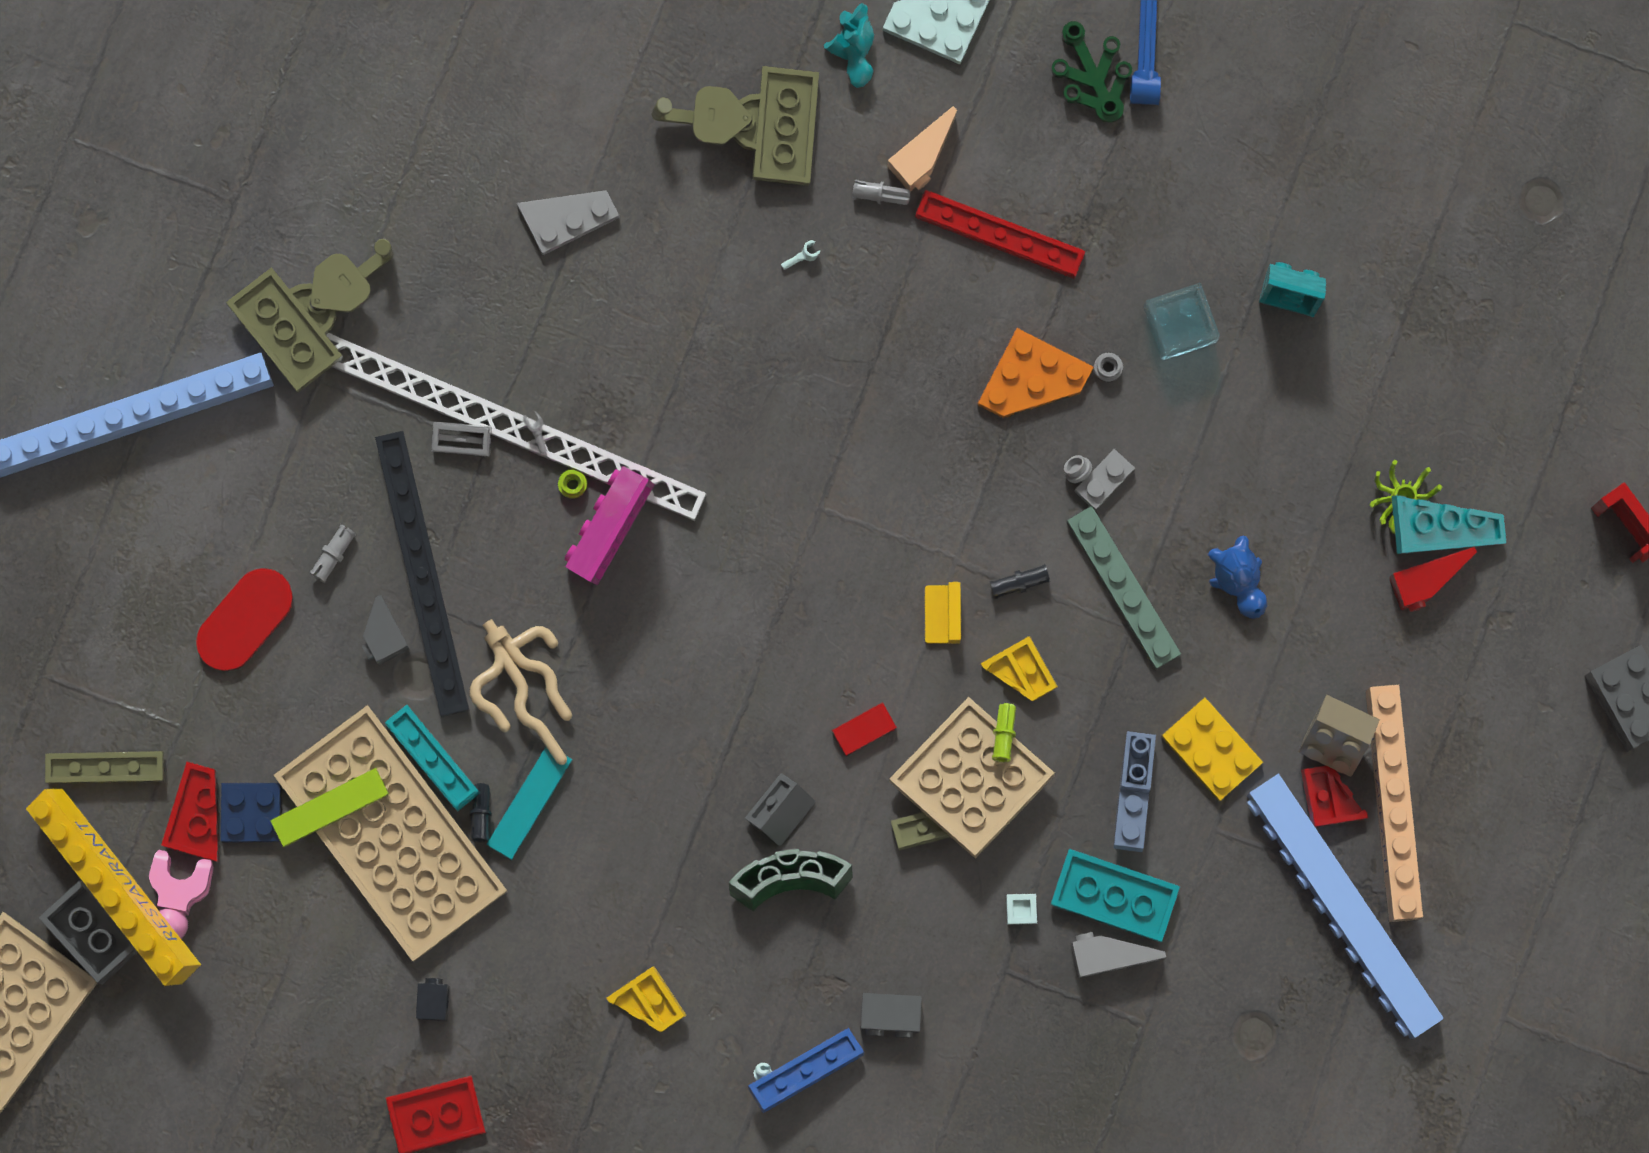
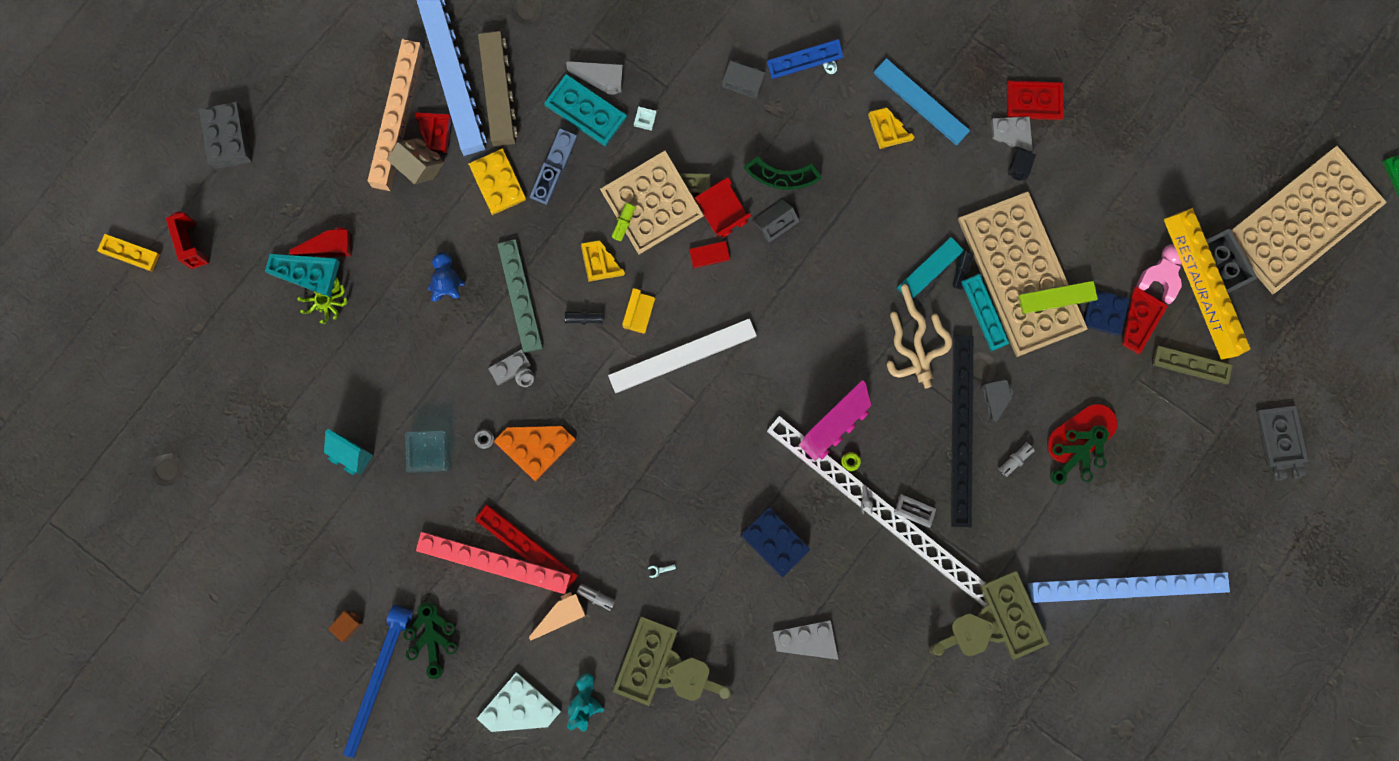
camera: 165 degrees left, 0 degrees up
(241, 588) = (1081, 452): none -> dark green plant
(456, 1053) = (1013, 131): none -> light grey wing
(609, 1060) = (921, 102): none -> dark azure tile
(650, 336) = (775, 542): none -> dark blue brick
(859, 567) = (682, 356): none -> white tile
(864, 801) = (722, 208): none -> red panel
(1039, 199) = (493, 562): none -> coral plate
(1215, 57) = (345, 625): none -> dark orange brick
(1257, 888) = (496, 88): none -> dark tan brick

